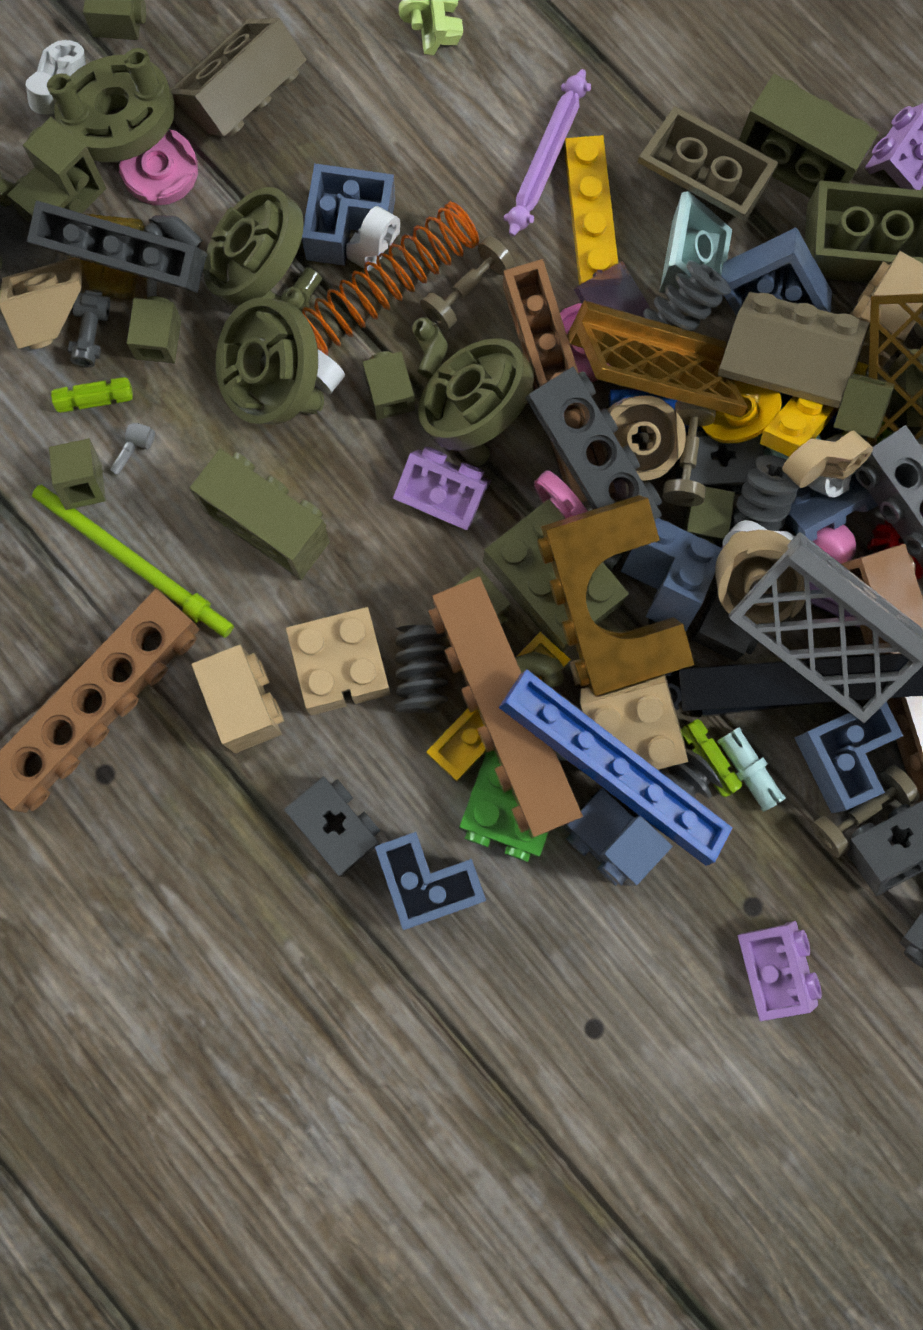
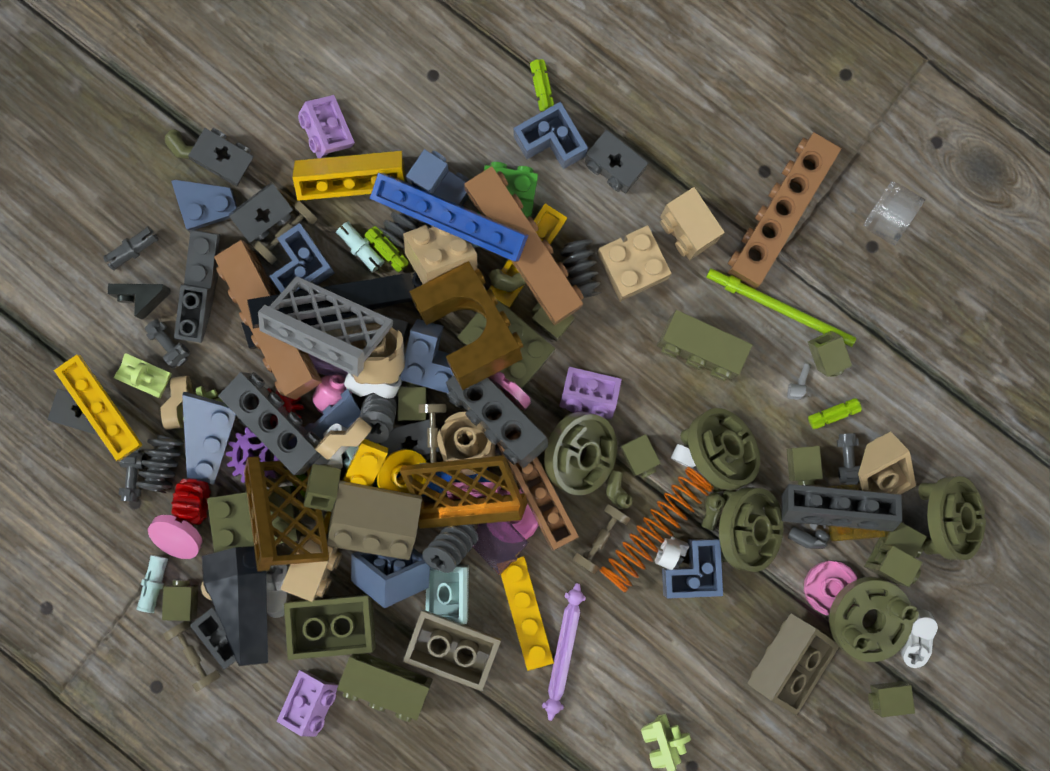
camera: 170 degrees right, 5 degrees up
(423, 976) = (541, 84): none -> lime axle
(797, 886) = (344, 174): none -> yellow brick

